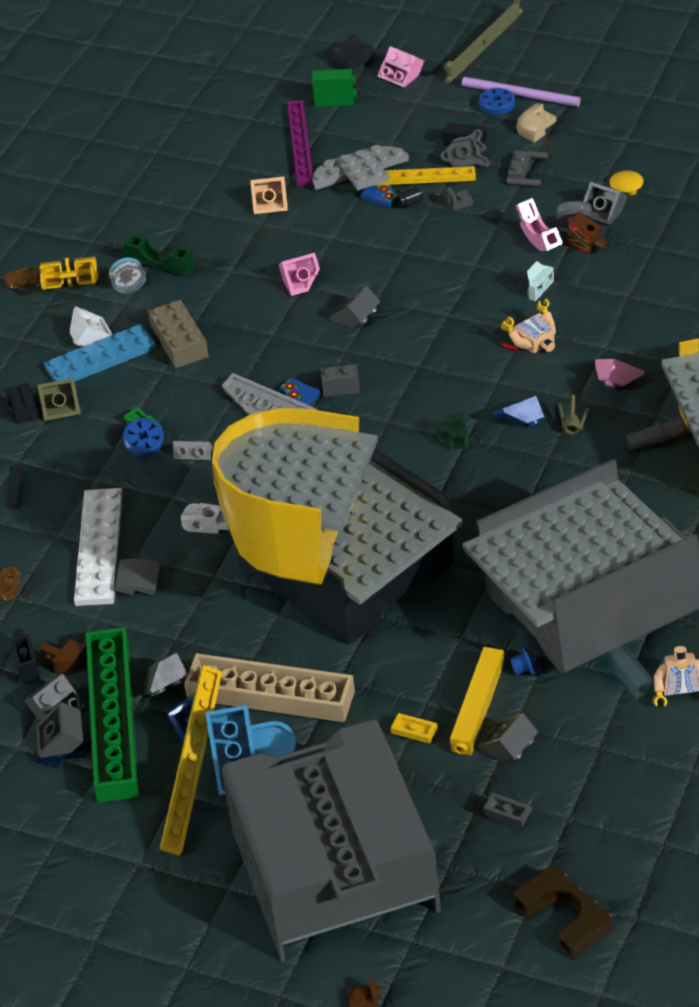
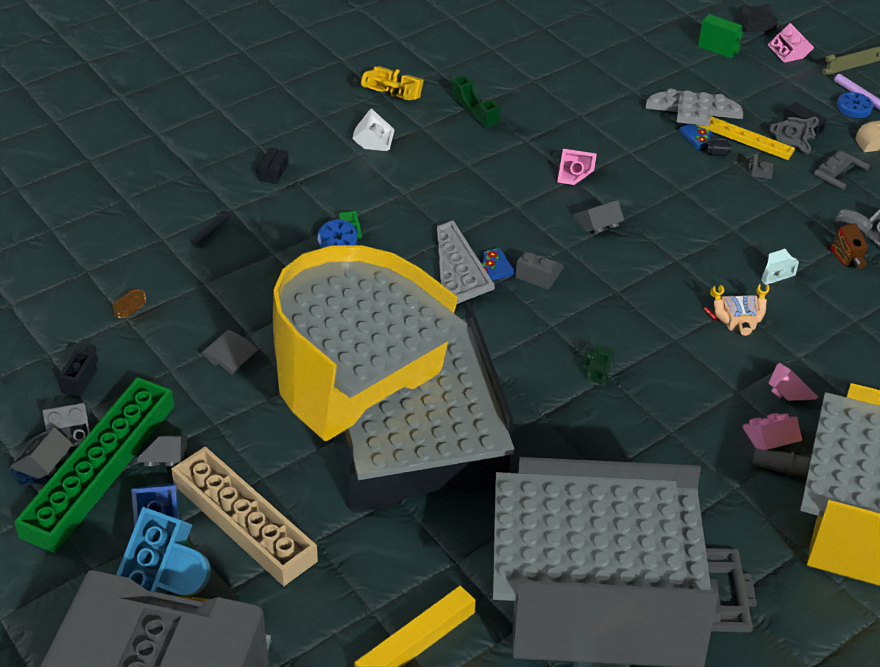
camera: 25 degrees right, 0 degrees up
(22, 277) = (357, 70): clear orange plate -> none
(59, 399) = (302, 175): olive slope -> none
(65, 660) = (108, 391): reddish brown brick -> none
(98, 547) = (224, 311): white plate -> none
(101, 354) = (365, 157): dark azure plate -> none
(127, 275) = (435, 105): clear piece -> none
(178, 333) = (437, 168): dark tan brick -> none
(190, 762) = (110, 548): yellow plate -> none
(269, 195) = (602, 95): light nougat slope -> none
(300, 143) = (662, 67): magenta tile -> none
(413, 728) = (337, 630): yellow plate -> none
(521, 412) = (674, 377): slope -> none
(524, 662) = (490, 624): blue piece -> none
(534, 228) = (808, 220): bright pink arch -> none
(572, 424) = (714, 411): olive plant -> none
(628, 415) = (773, 431): none -> bright pink slope

